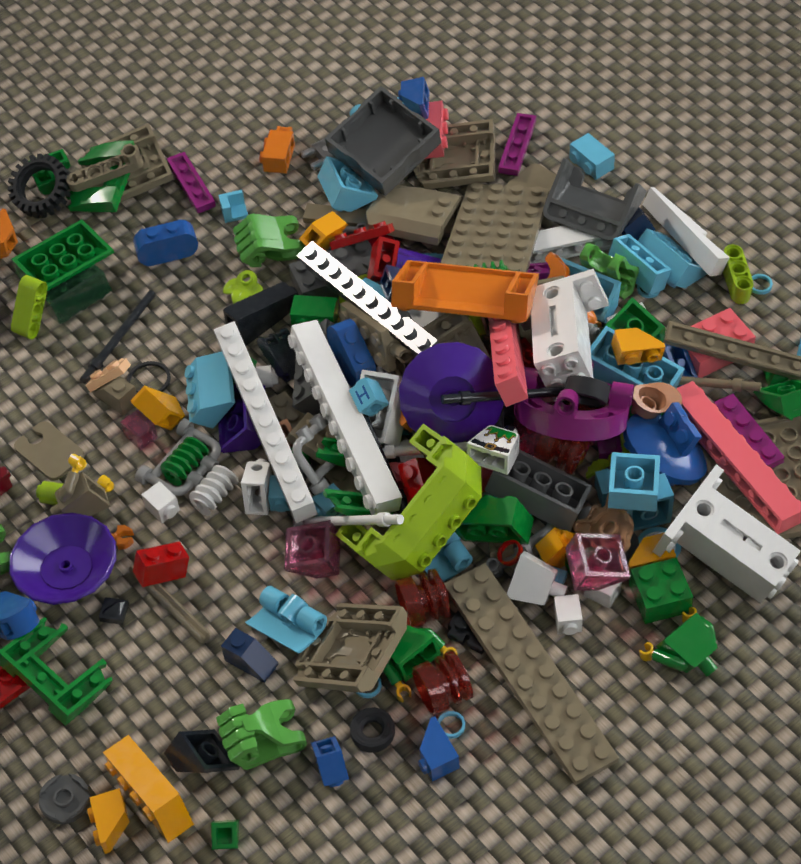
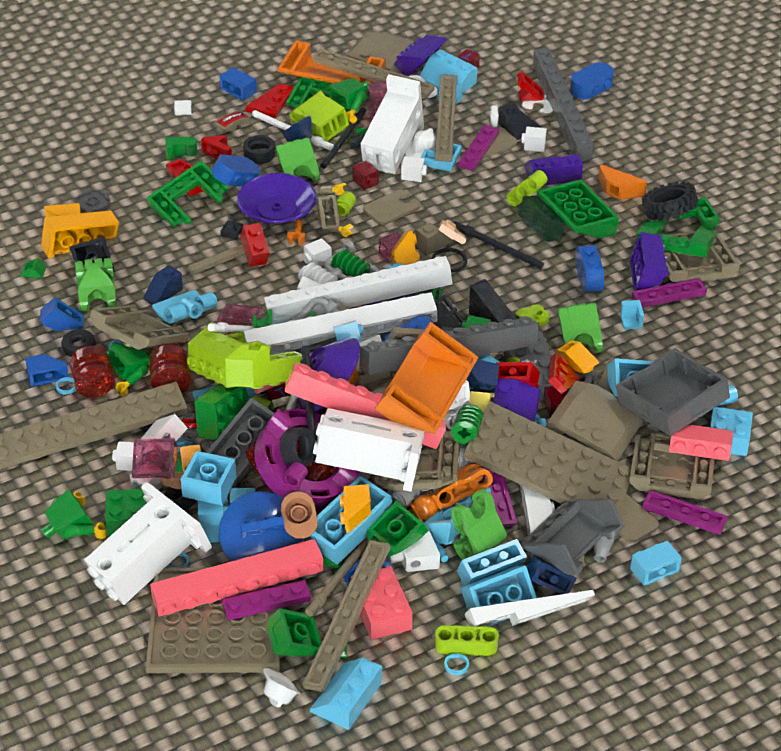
camera: 95 degrees right, 10 degrees down
(129, 155) = (674, 231): dark tan beam -> none
(153, 196) = (648, 261): none -> dark purple slope
(278, 150) = (704, 348): orange brick -> none
(415, 96) = (730, 422): blue slope -> none
(495, 448) = (268, 397): white torso -> none

